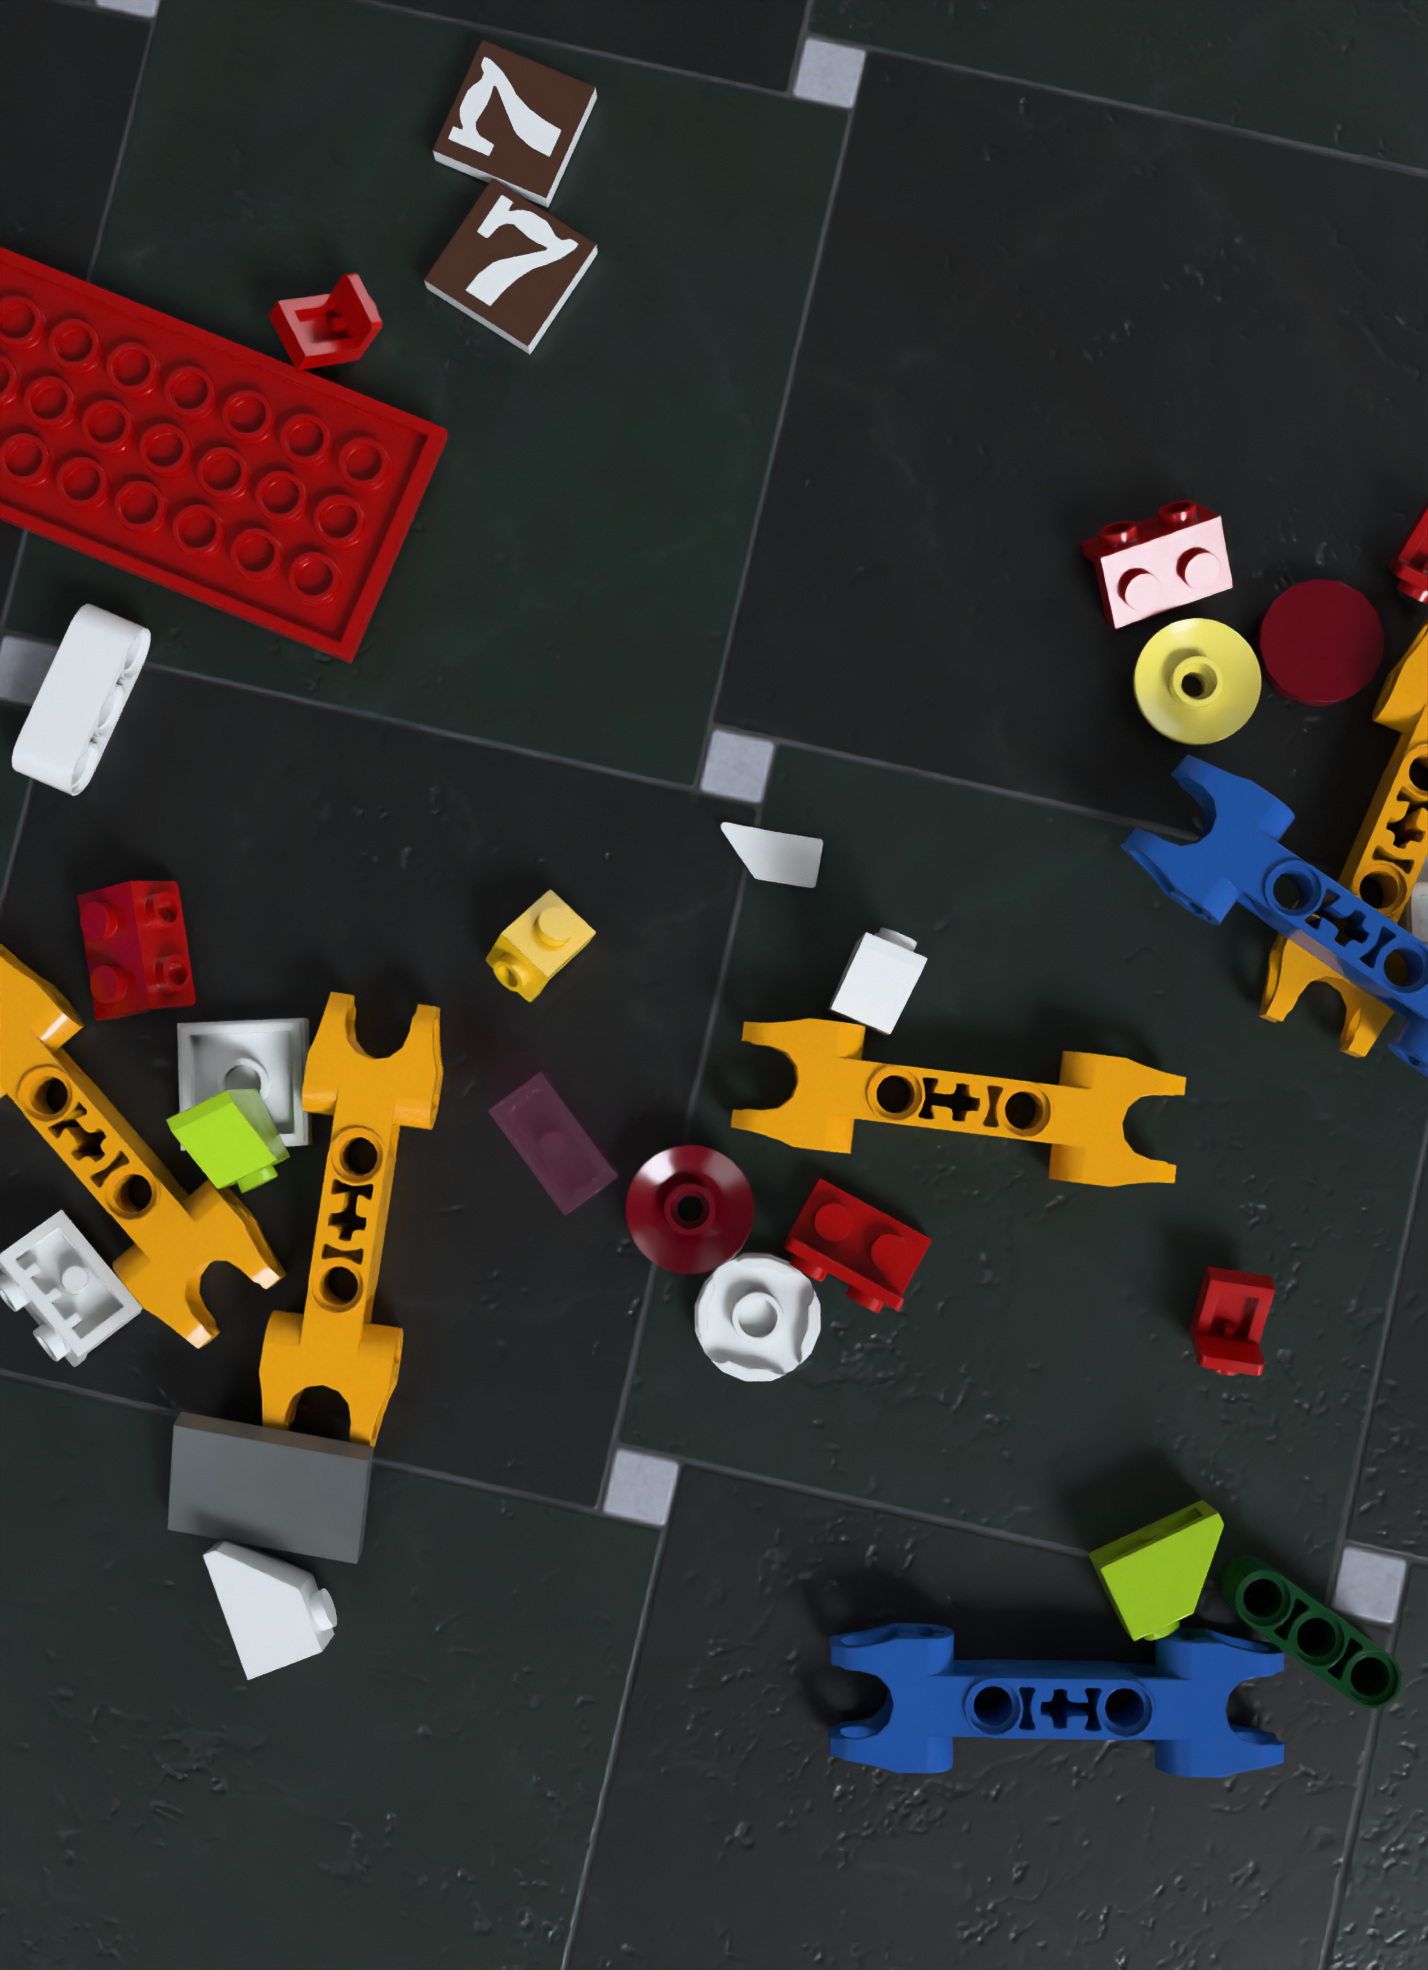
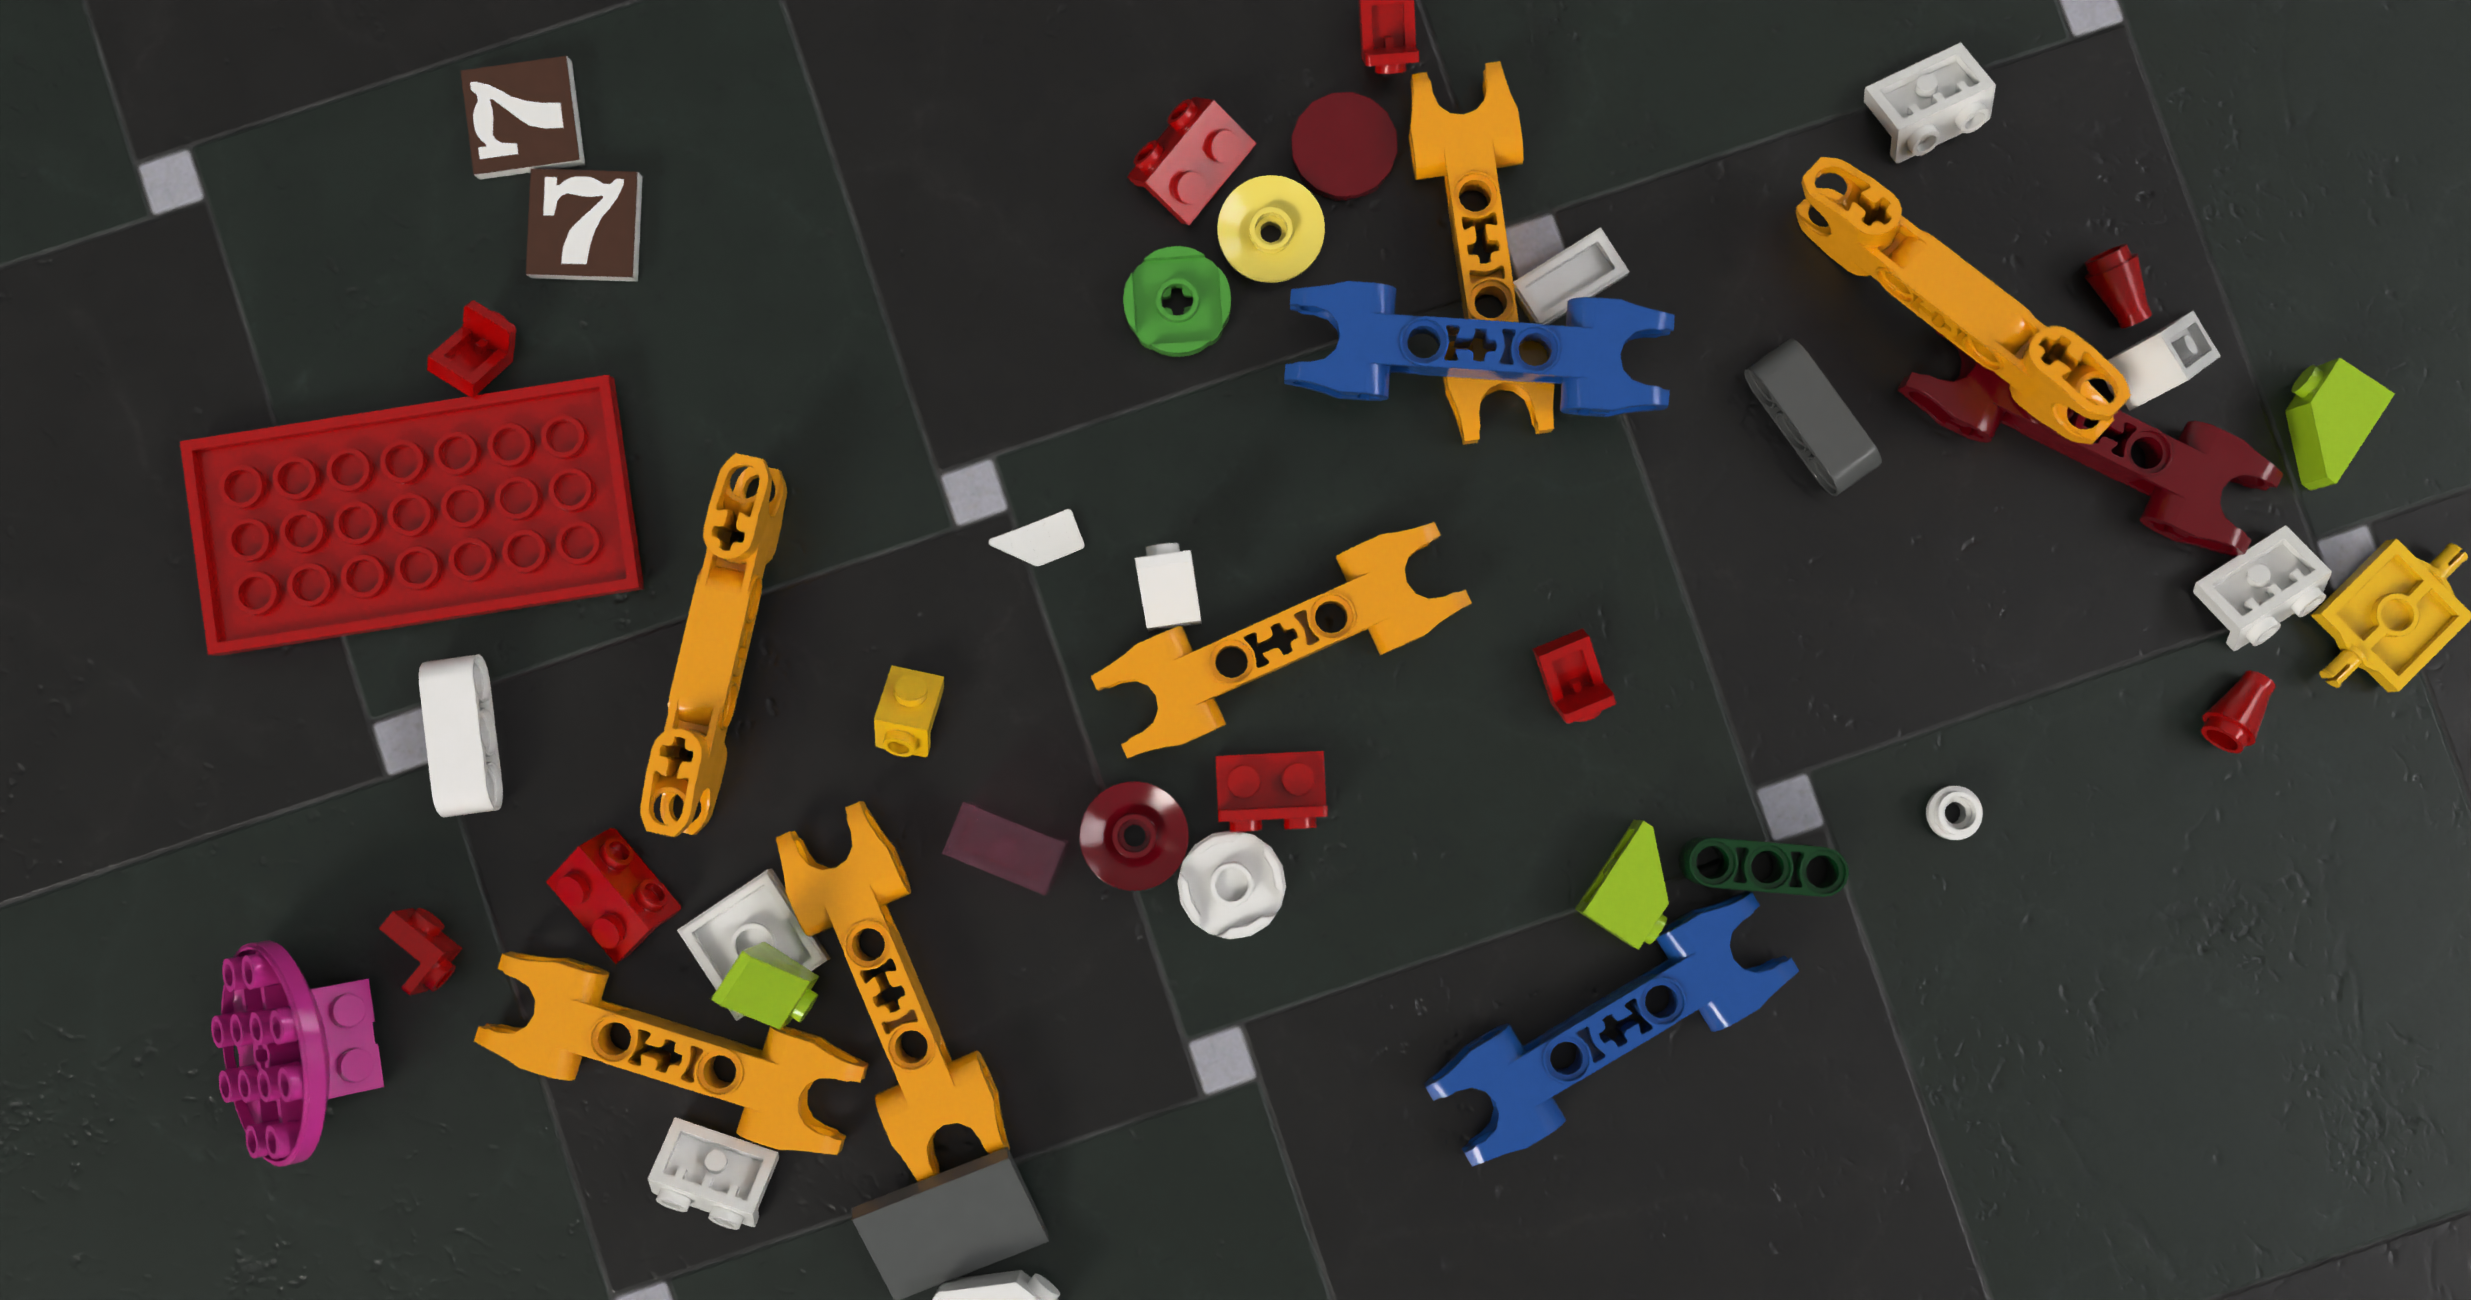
camera: 30 degrees left, 0 degrees up
(385, 764) = (714, 647): none -> light orange piece
(1092, 688) = (1198, 279): none -> bright green plate

